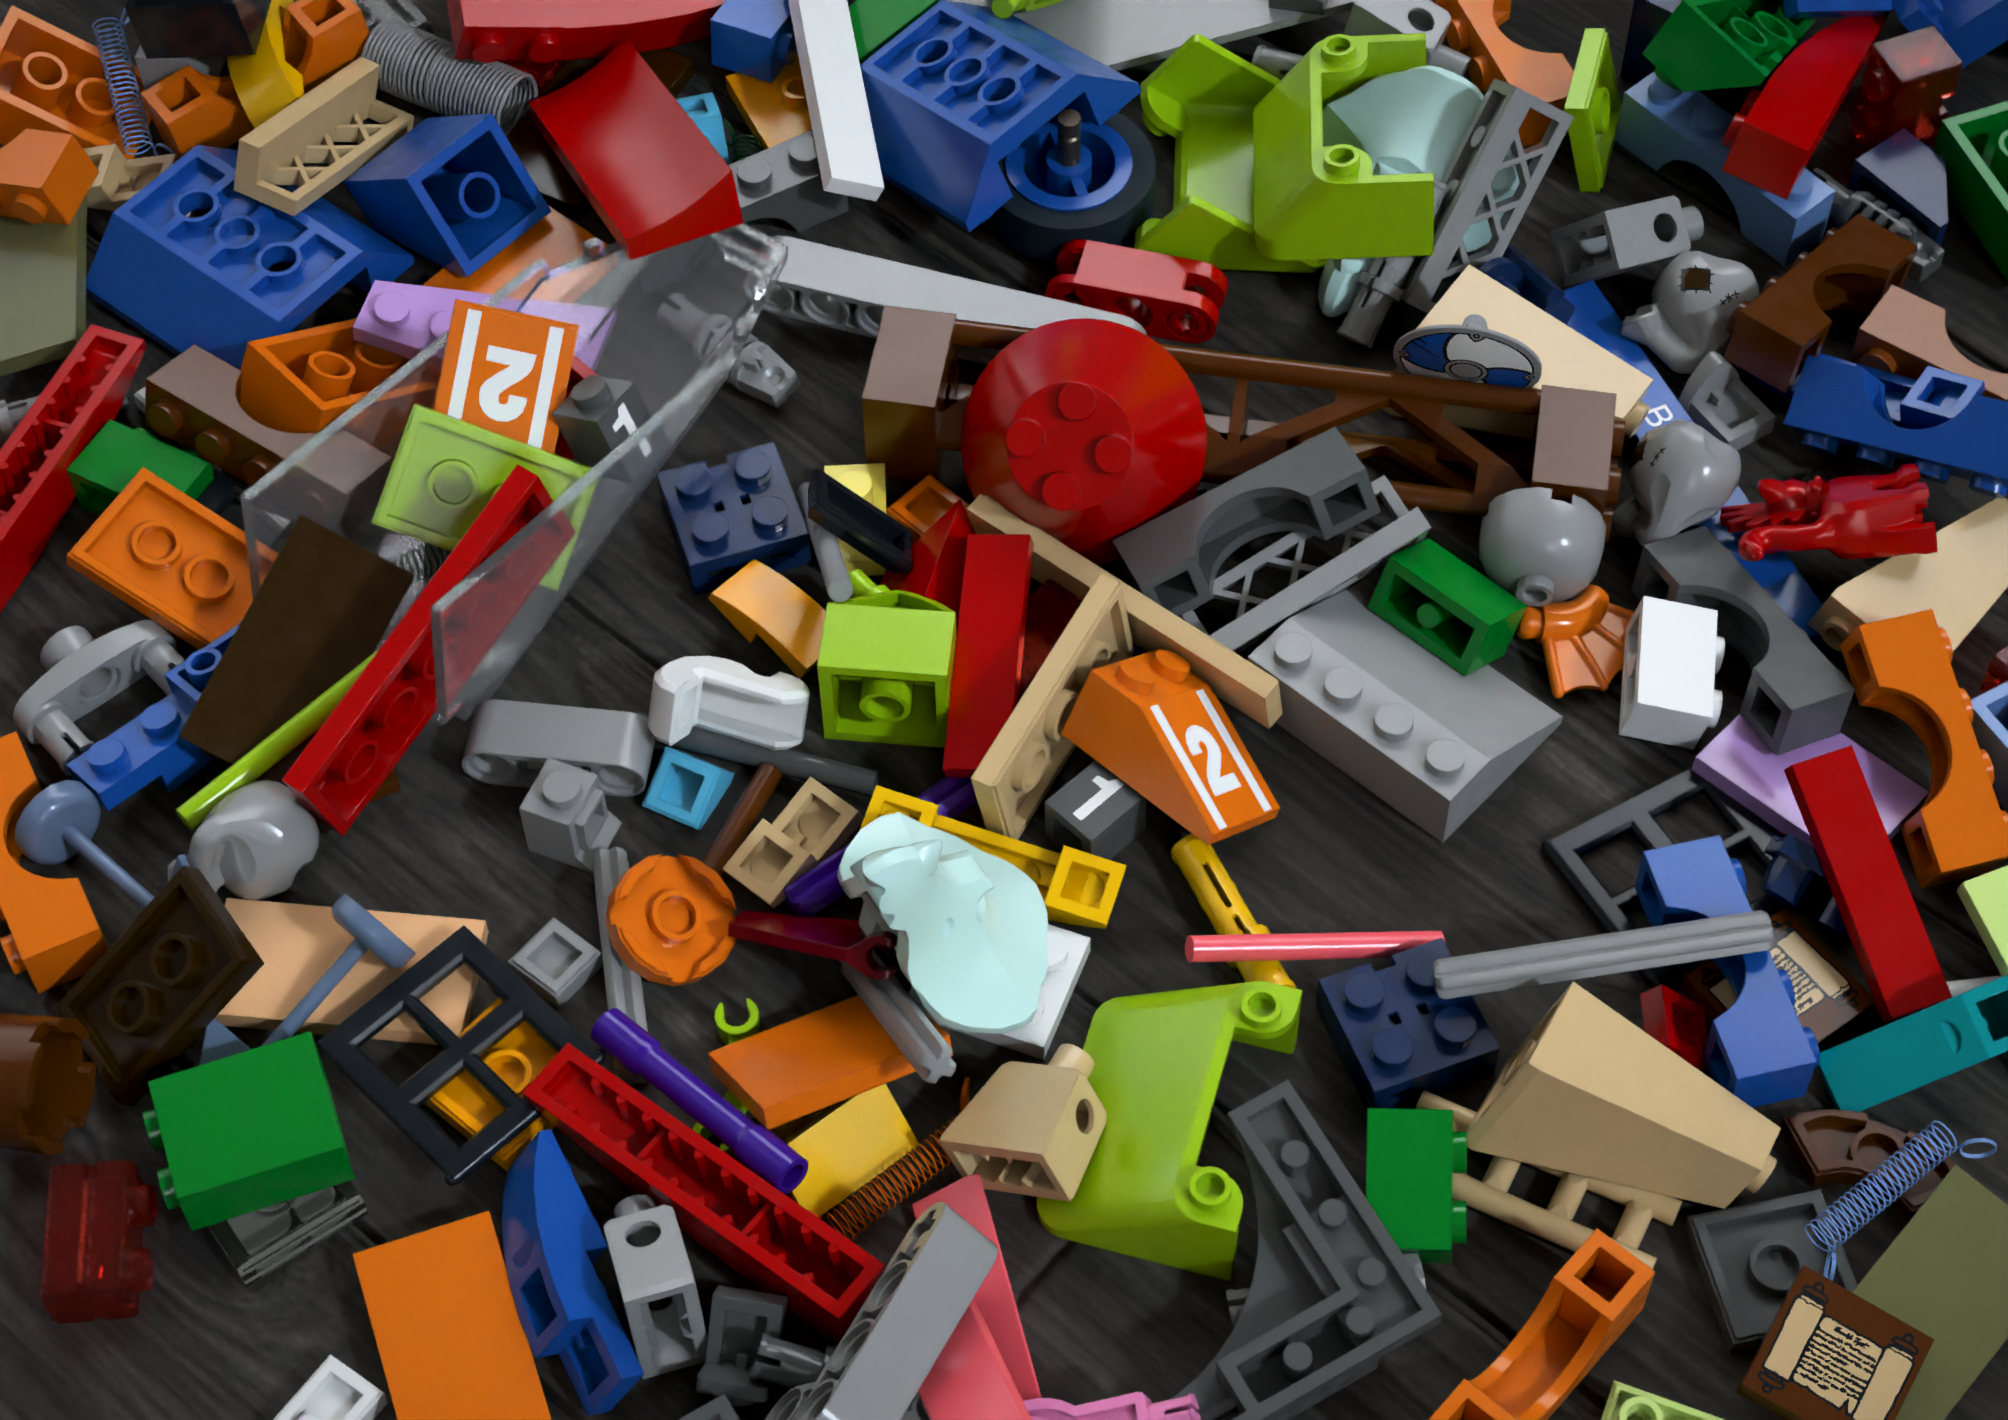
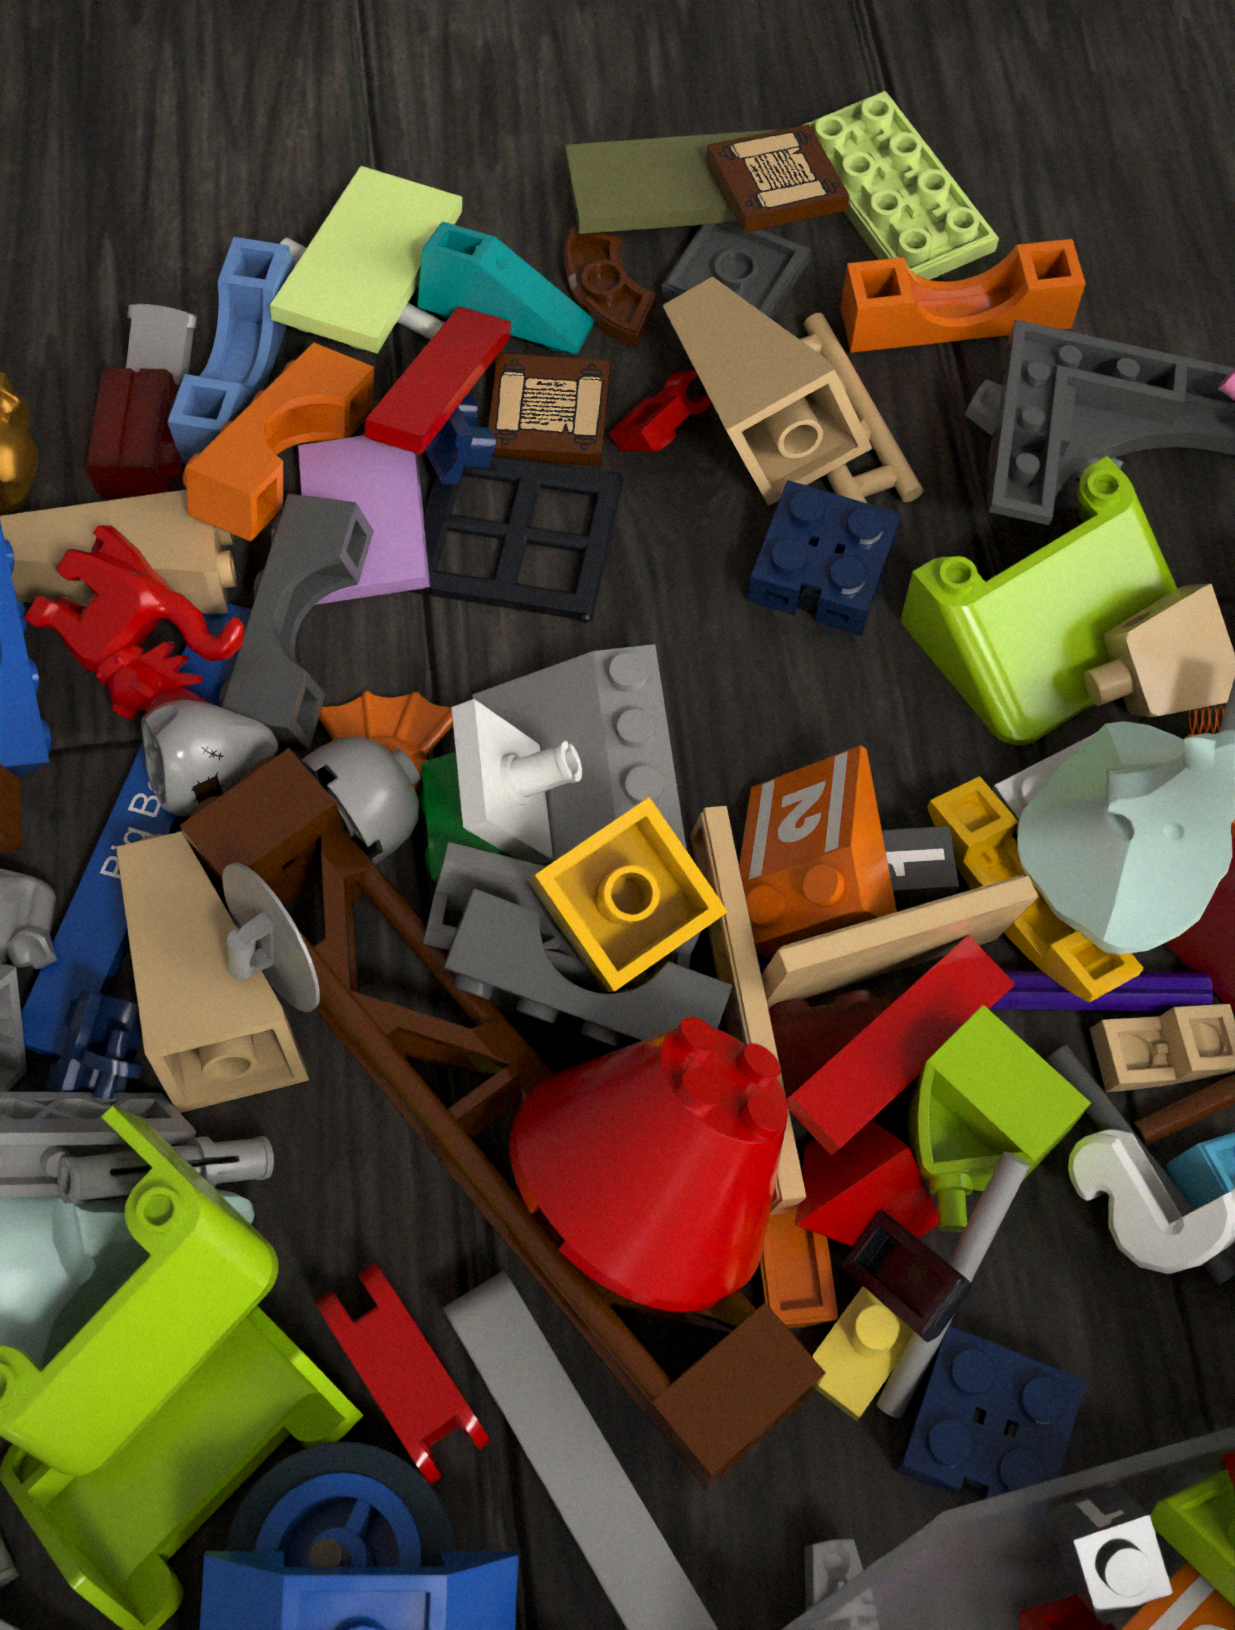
camera: 140 degrees left, 10 degrees up
(778, 611) = (1034, 1279): light orange slope -> none
(1224, 905) = (890, 660): yellow pin -> none
(1265, 561) = (627, 896): none -> yellow brick
(1303, 945) = (846, 642): coral bar -> none
(1412, 1179) = (932, 441): green brick -> none
(1441, 599) = (506, 781): none -> white tile
(1603, 954) = (676, 452): light grey axle -> none
(1670, 673) = (373, 645): white brick -> none
(1724, 404) = (57, 837): light grey tile -> none
(1758, 1042) = (617, 361): arch -> none
(1833, 1254) = (560, 233): light blue piece -> none

